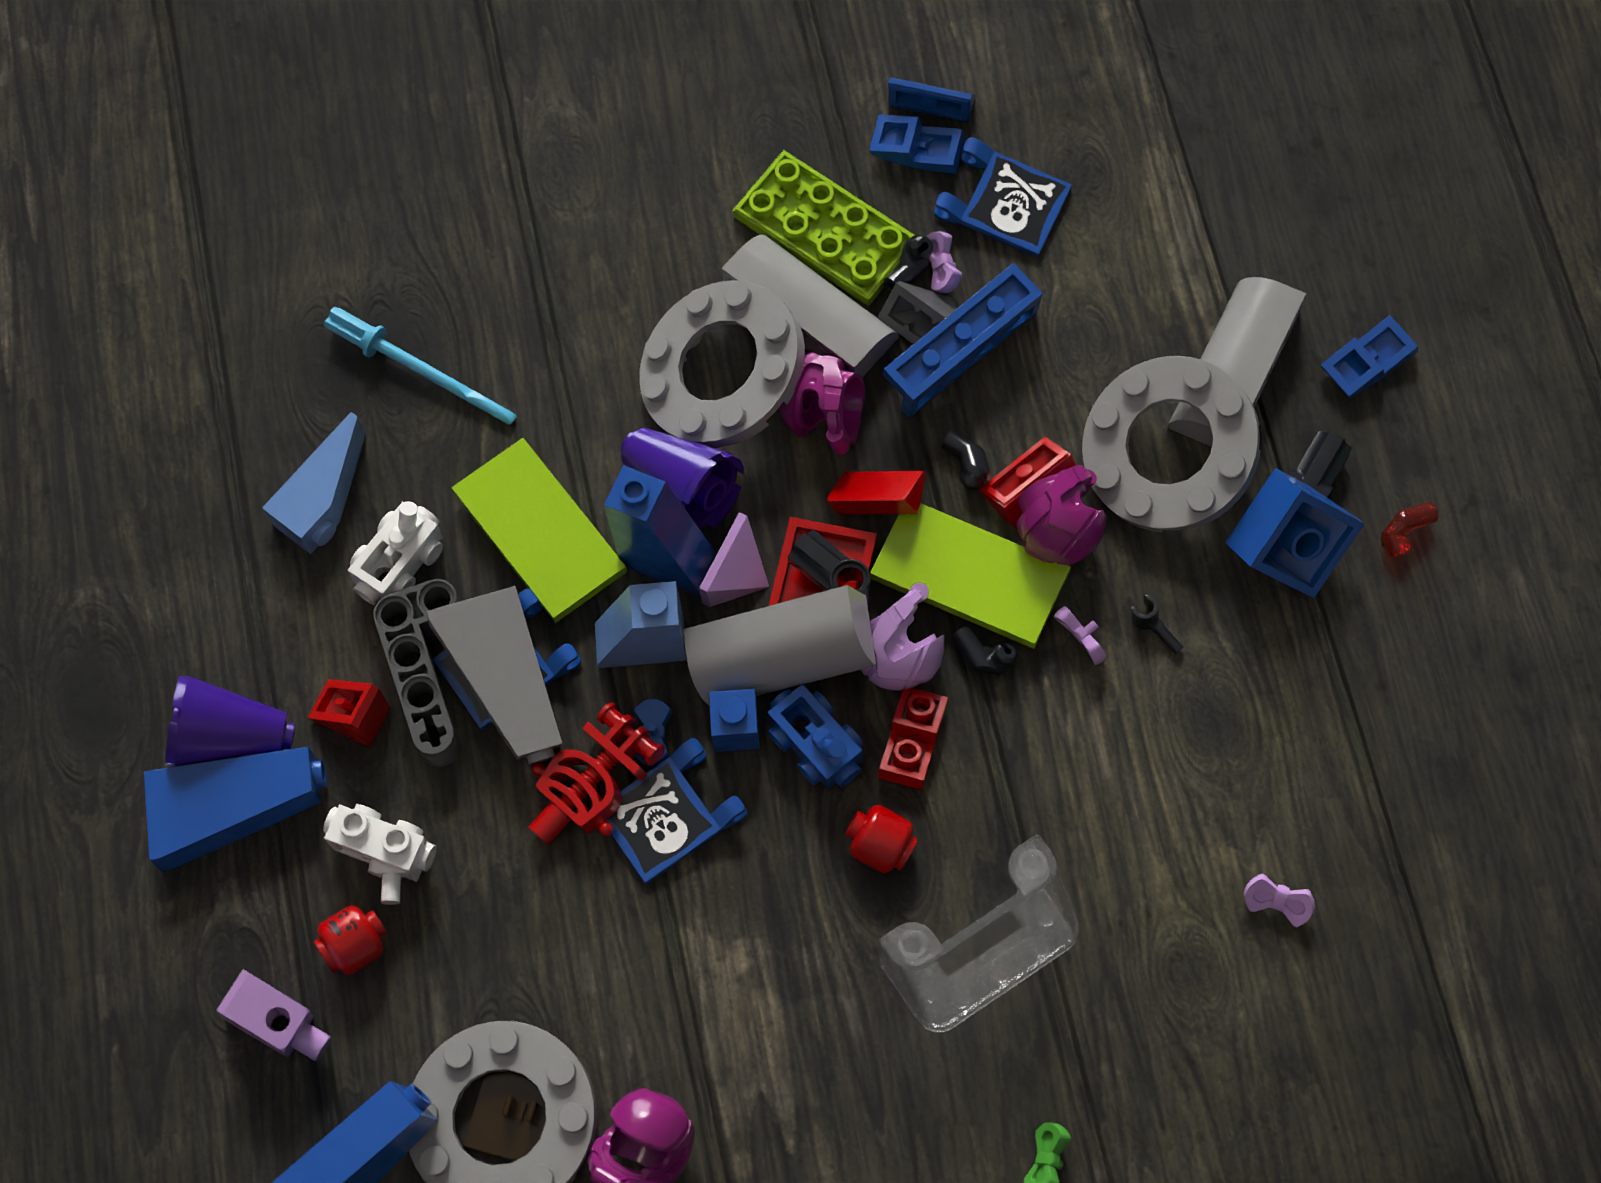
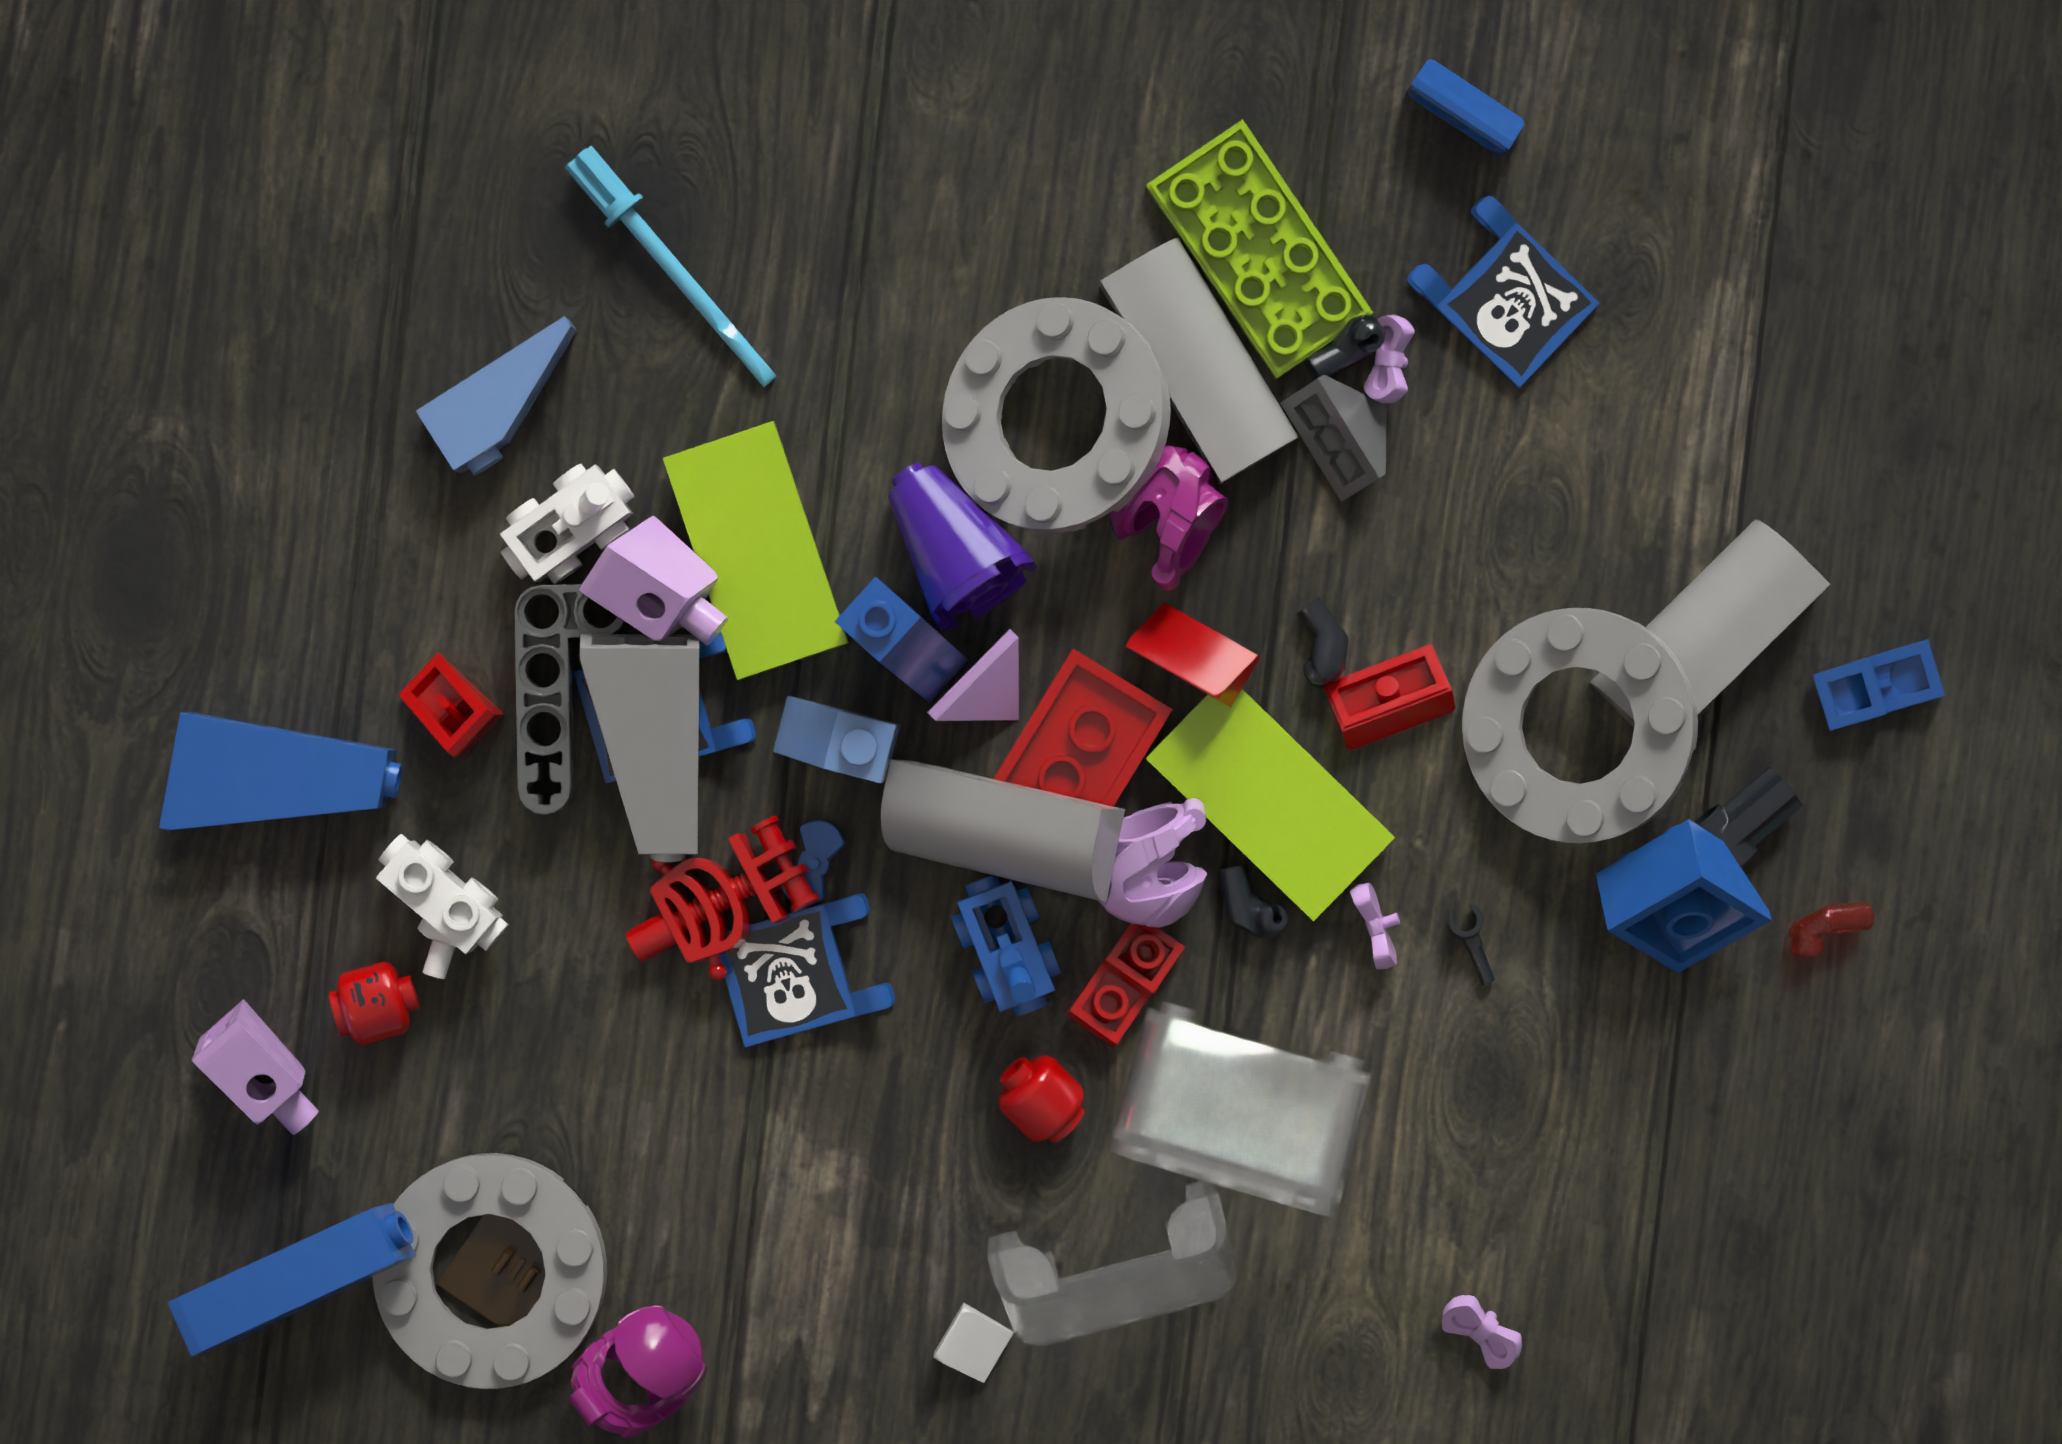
camera: 15 degrees right, 20 degrees up
(222, 725) = (292, 683): dark purple cone -> none
(470, 563) = (656, 584): none -> lavender torso
(734, 720) = (915, 890): blue brick -> none
(828, 565) = (1094, 744): black piece -> none
(895, 1044) = (972, 1343): none -> white slope
(917, 146) = (1420, 171): blue slope -> none
(963, 338) = (1375, 486): blue fence -> none
(1033, 785) = (1240, 1112): none -> clear windscreen
(1056, 521) = (1395, 782): magenta helmet -> none

